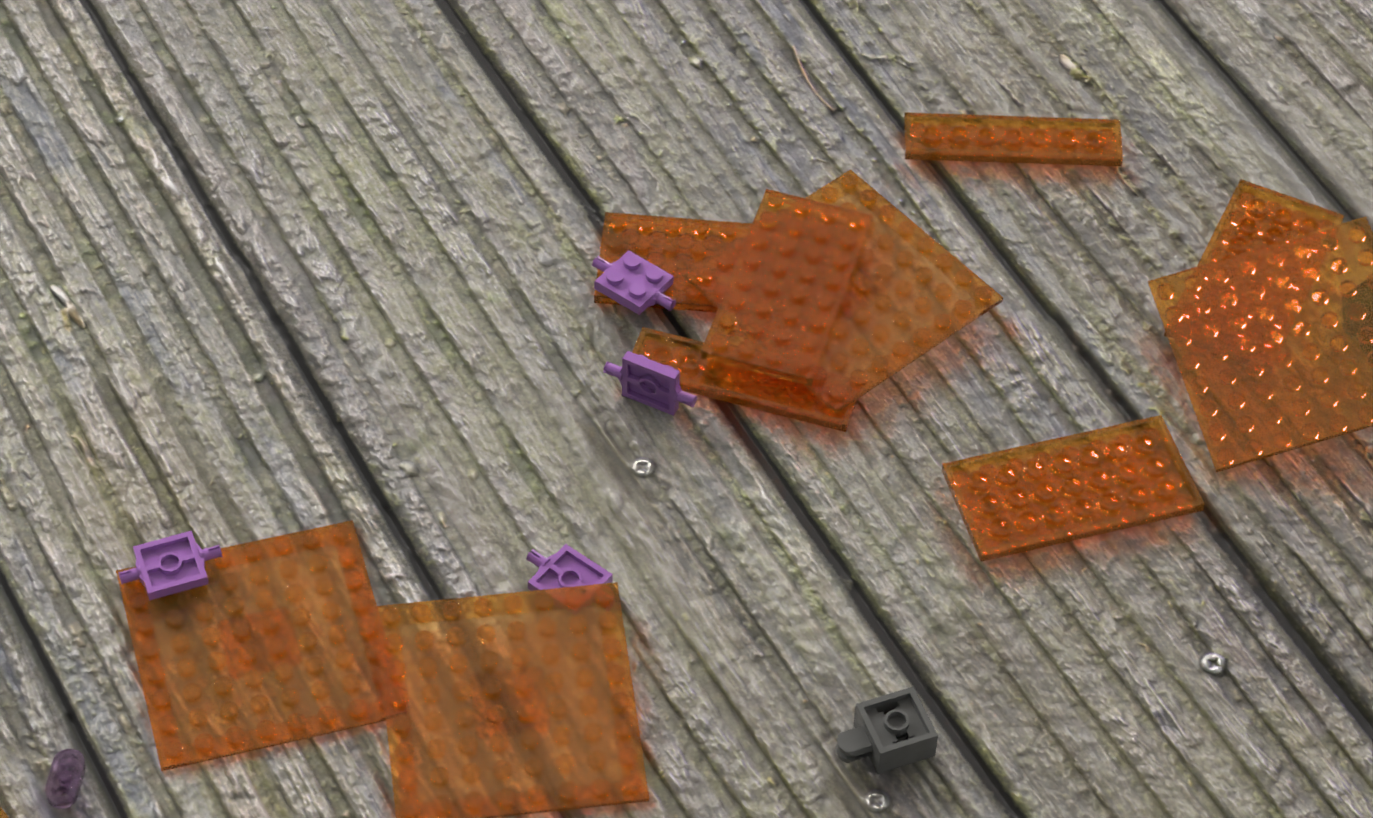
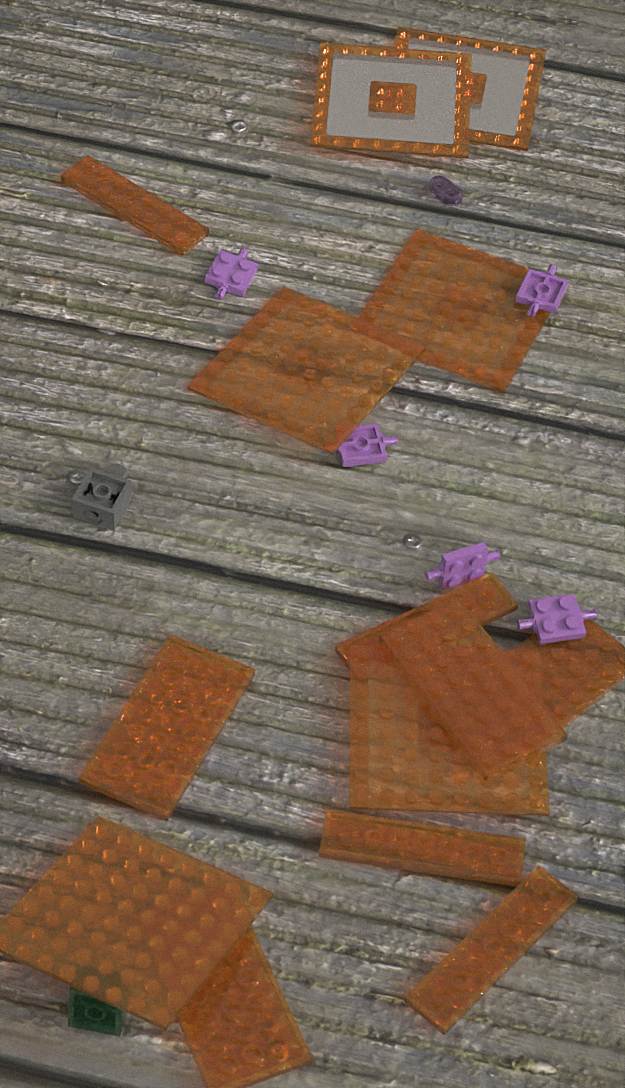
camera: 130 degrees right, 0 degrees up
(978, 237) = (422, 848): none -> clear orange plate

